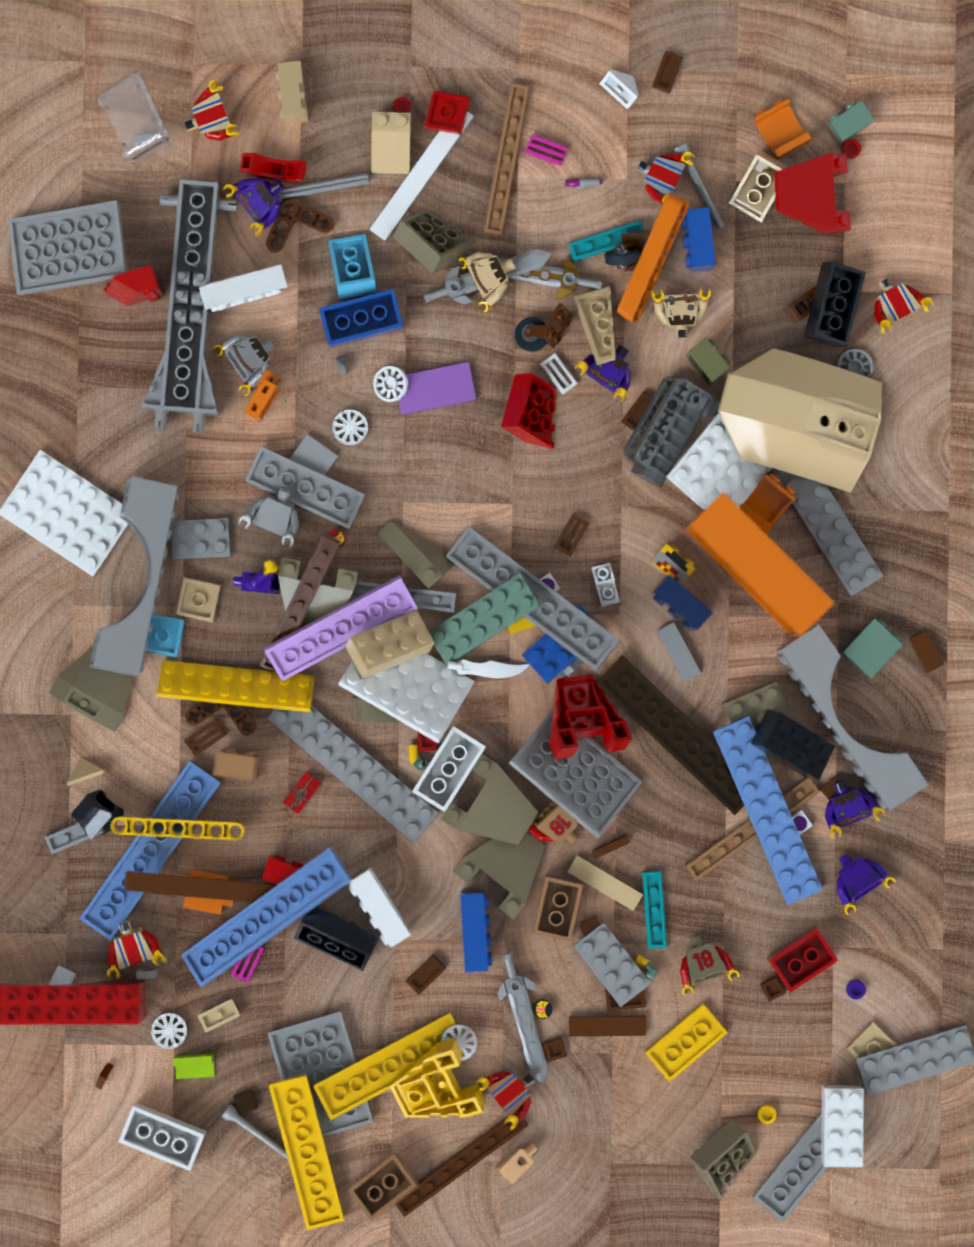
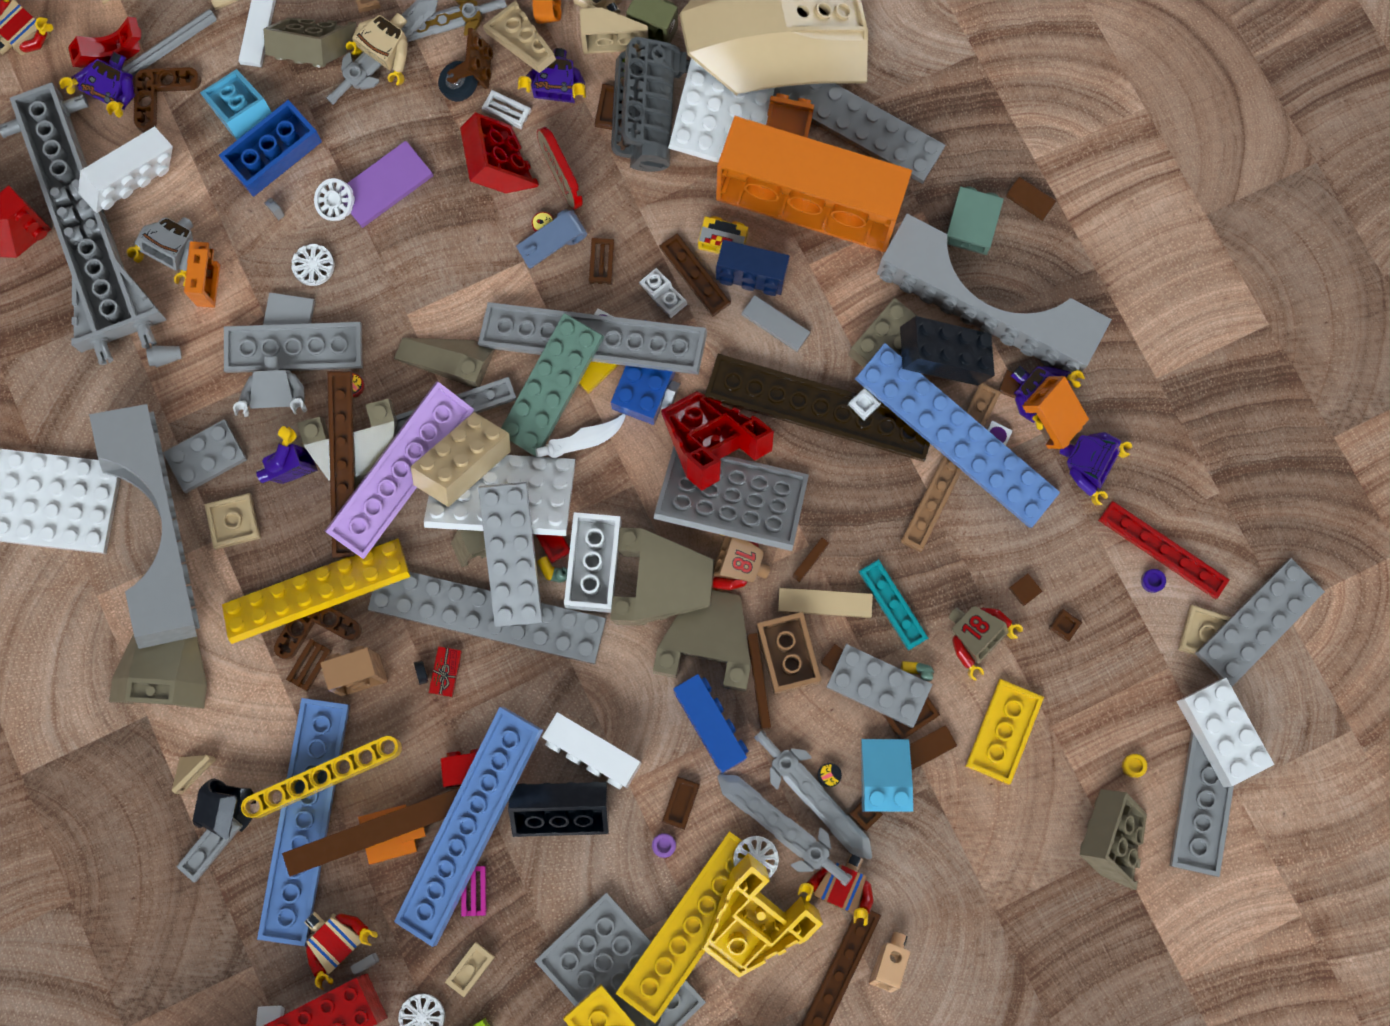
camera: 30 degrees left, 10 degrees down
(165, 635) = (211, 577): medium azure tile -> none
(204, 444) = (163, 355): none -> light grey cone
(284, 785) = (421, 672): none -> black tile
(391, 736) = (510, 554): none -> light grey plate
(398, 998) = (663, 845): none -> medium lavender tile
(489, 1030) = (788, 832): none -> light grey sword
(526, 916) = (758, 679): none -> reddish brown tile
(541, 482) = (540, 220): none -> light yellow tile
(542, 499) = (550, 238): none -> sand blue door
(575, 447) = (559, 167): none -> red tile
(582, 1031) = (886, 775): none -> medium azure slope
(637, 581) = (695, 274): none -> reddish brown tile
(667, 353) = (608, 31): none -> tan slope
(711, 750) = (864, 403): none -> white tile
(757, 948) = (1025, 589): none -> reddish brown tile
(802, 959) = (1080, 574): red brick -> none
(850, 831) = (1057, 410): none -> orange panel
(876, 970) = (1164, 550): none -> red tile

